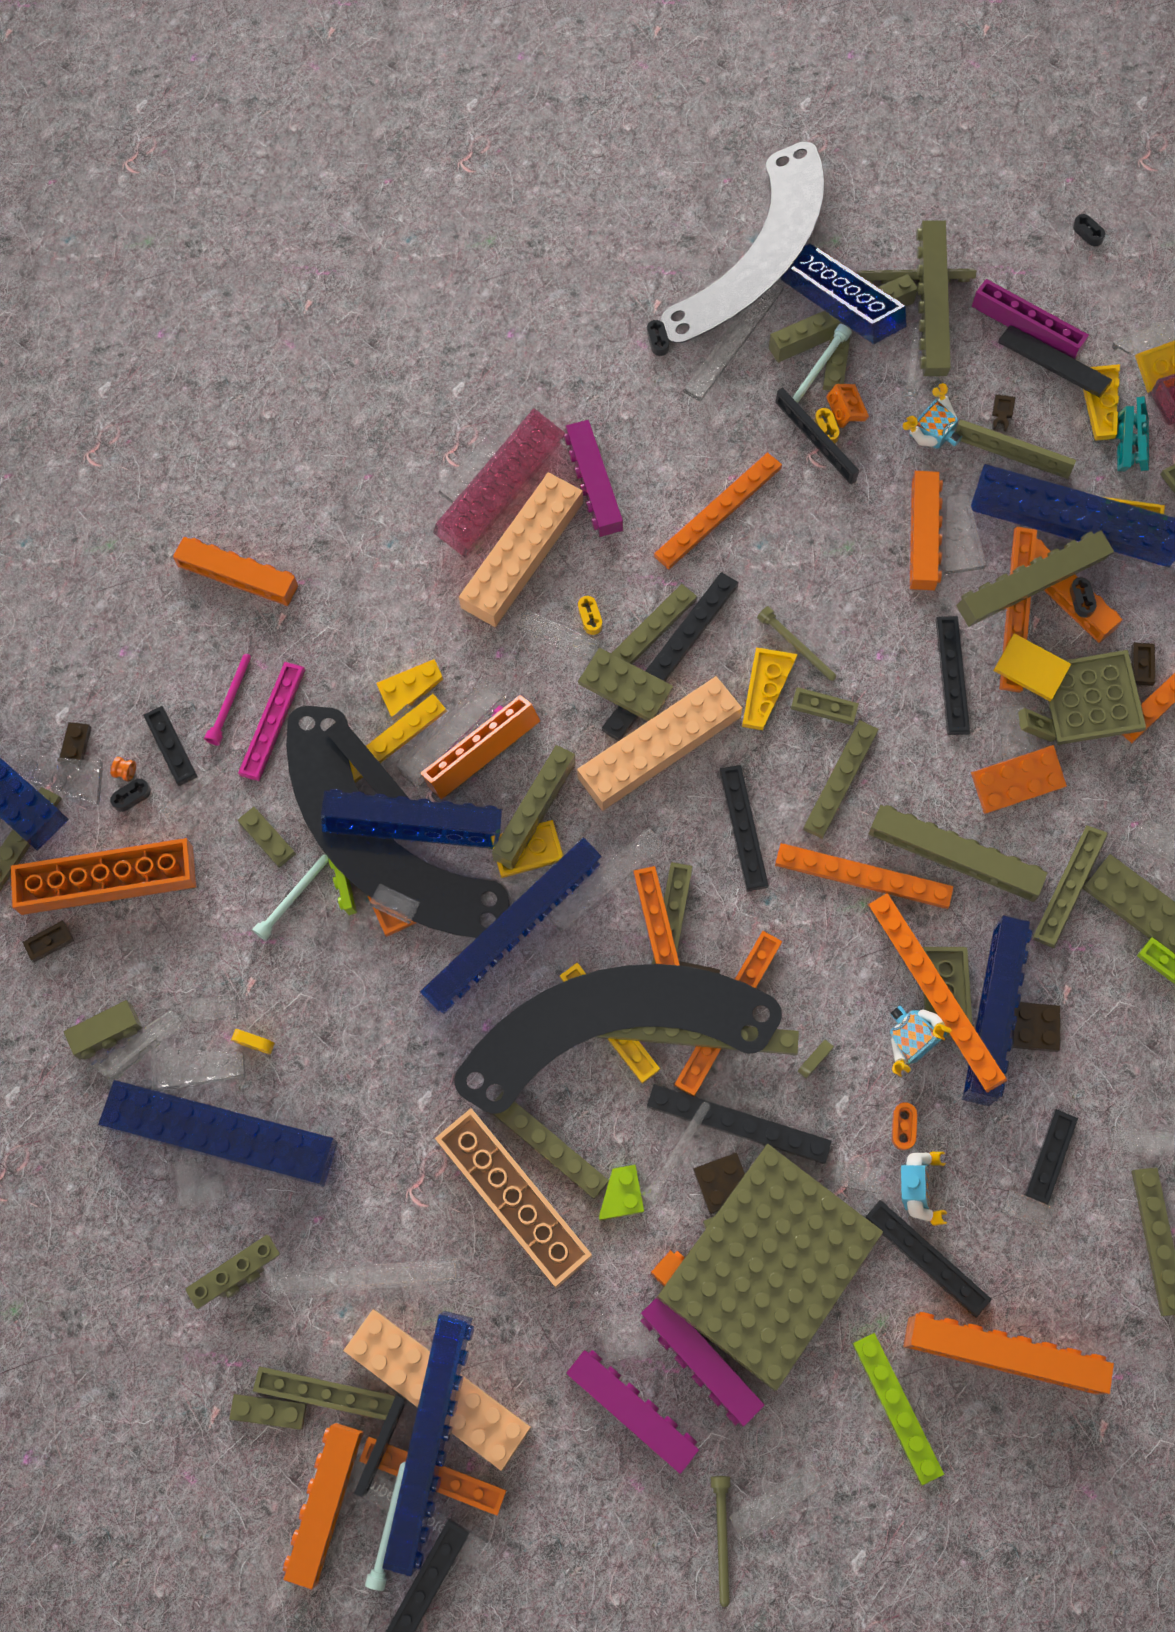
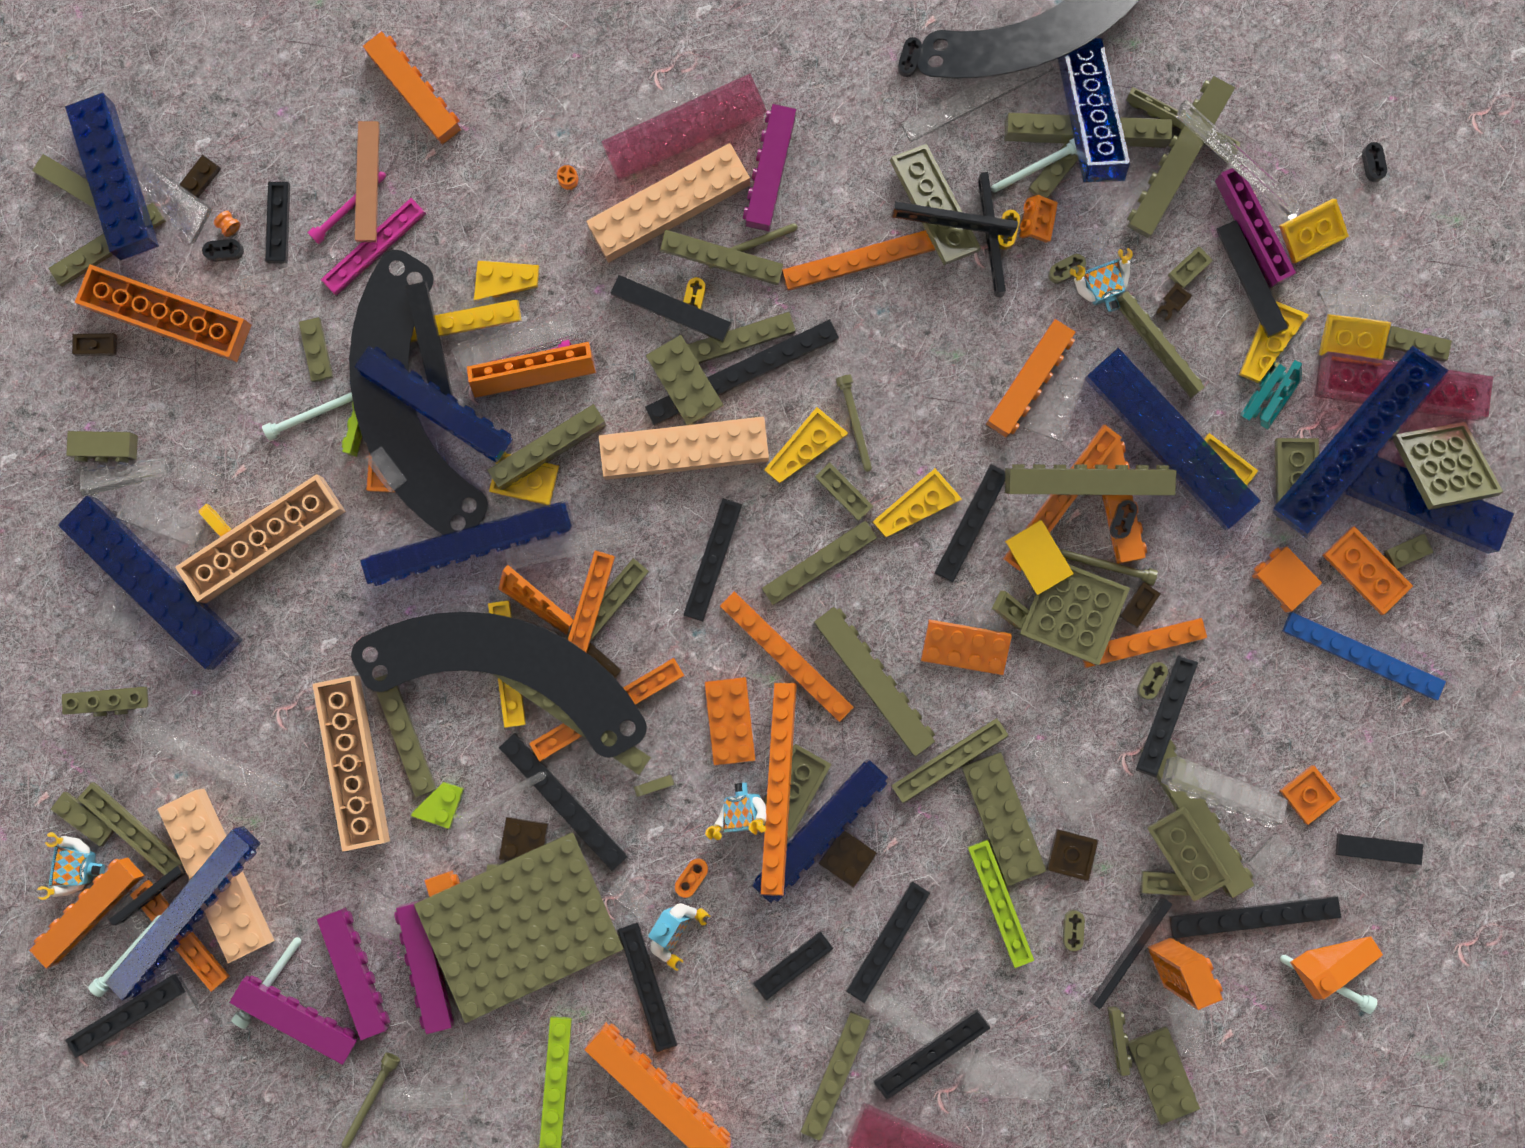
camera: 25 degrees right, 15 degrees up
(237, 667) = (367, 181): none -> nougat tile
(282, 1466) = (71, 866): none -> torso
(306, 1033) = (260, 539): none -> light nougat brick
(418, 569) = (564, 174): none -> orange wheel
(544, 1523) = (242, 1018): none -> light aqua piece
(576, 632) = (670, 308): none -> black tile
(588, 574) = (764, 238): none -> olive piece
(595, 568) = (721, 257): none -> olive plate
(596, 947) = (531, 598): none -> orange wing
(600, 1492) = (294, 1019): none -> magenta brick
(754, 435) = (928, 188): none -> olive plate
(779, 433) = (954, 219): none -> black tile
(848, 962) = (730, 721): none -> orange plate
(893, 429) = (1064, 264): none -> olive beam
(897, 678) = (921, 501): none -> yellow wing
(984, 274) = (1238, 159): none -> clear tile
(997, 378) = (1190, 267): none -> olive plate
(1079, 300) = (1314, 230): none -> yellow tile
(1124, 1083) = (887, 942): none -> black tile
(1130, 637) = (1148, 576): none -> olive piece

